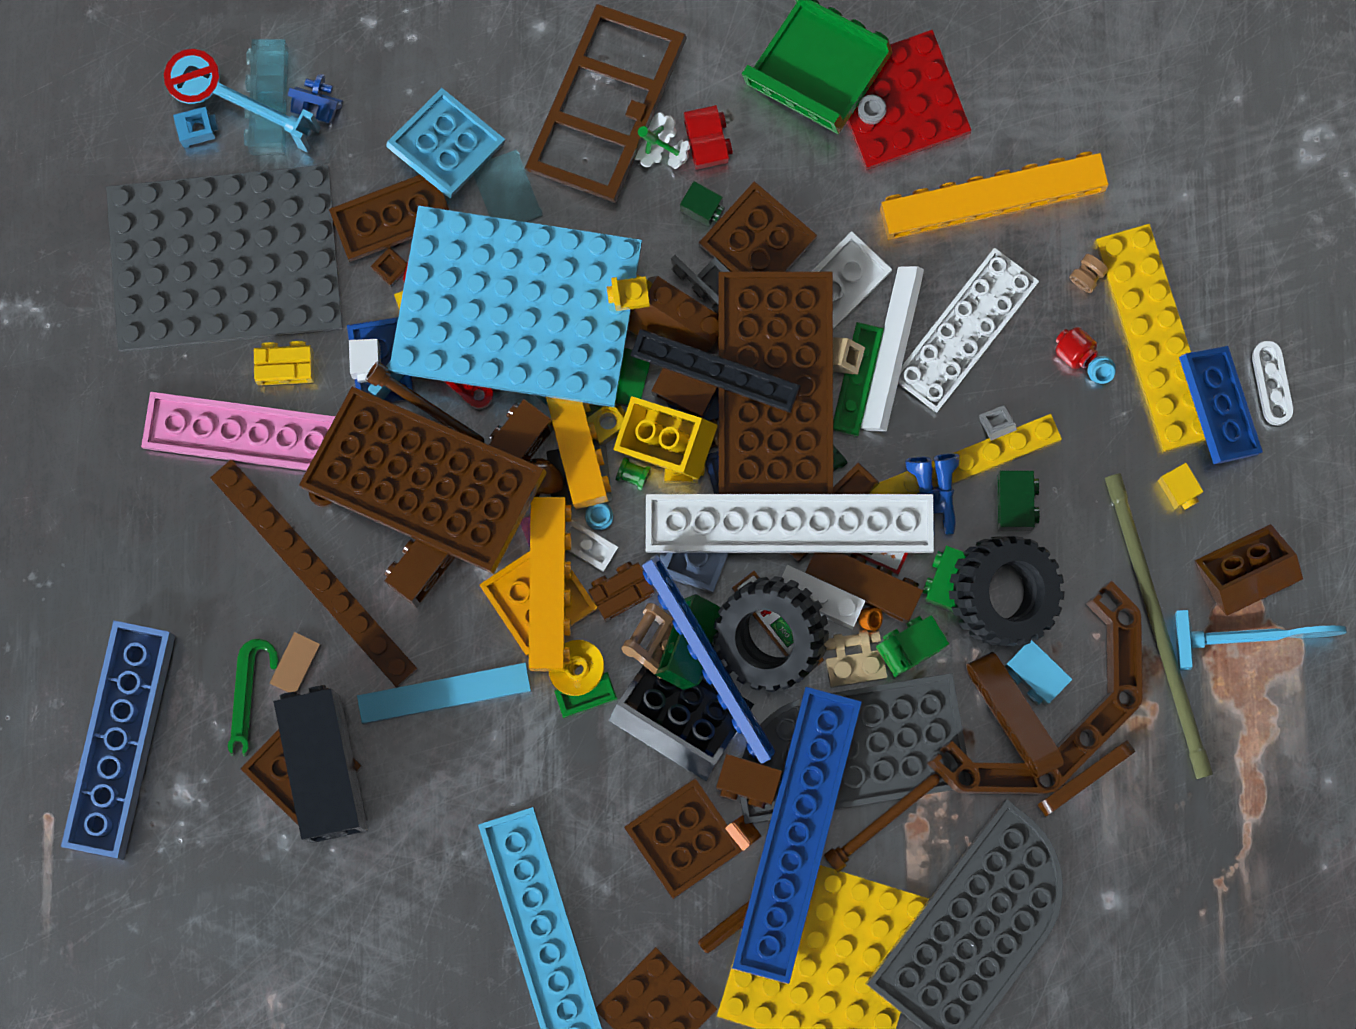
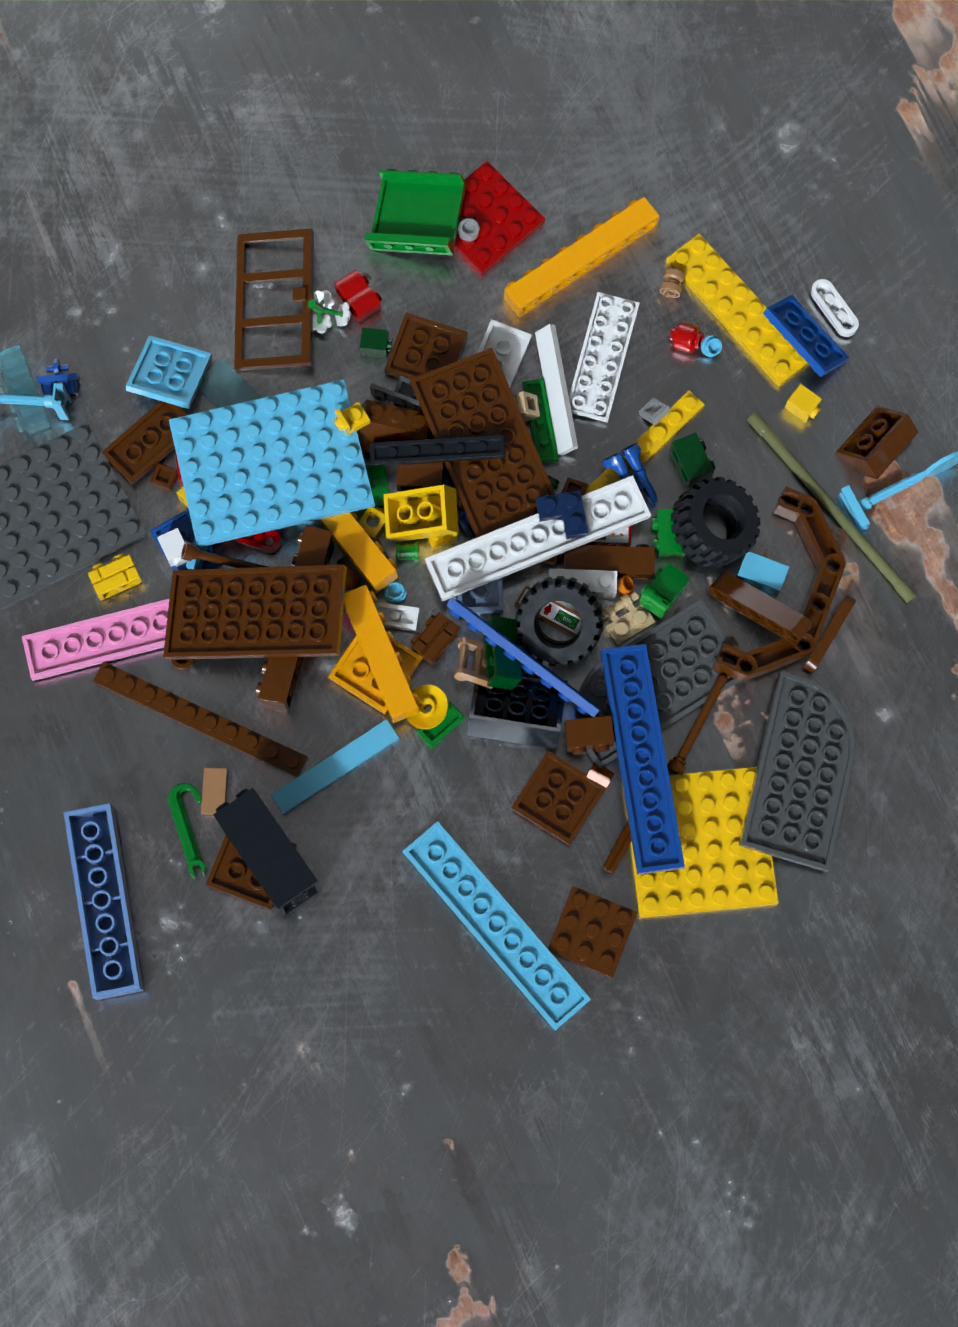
camera: 30 degrees left, 5 degrees down
(838, 501) = (564, 506): none -> dark blue plate

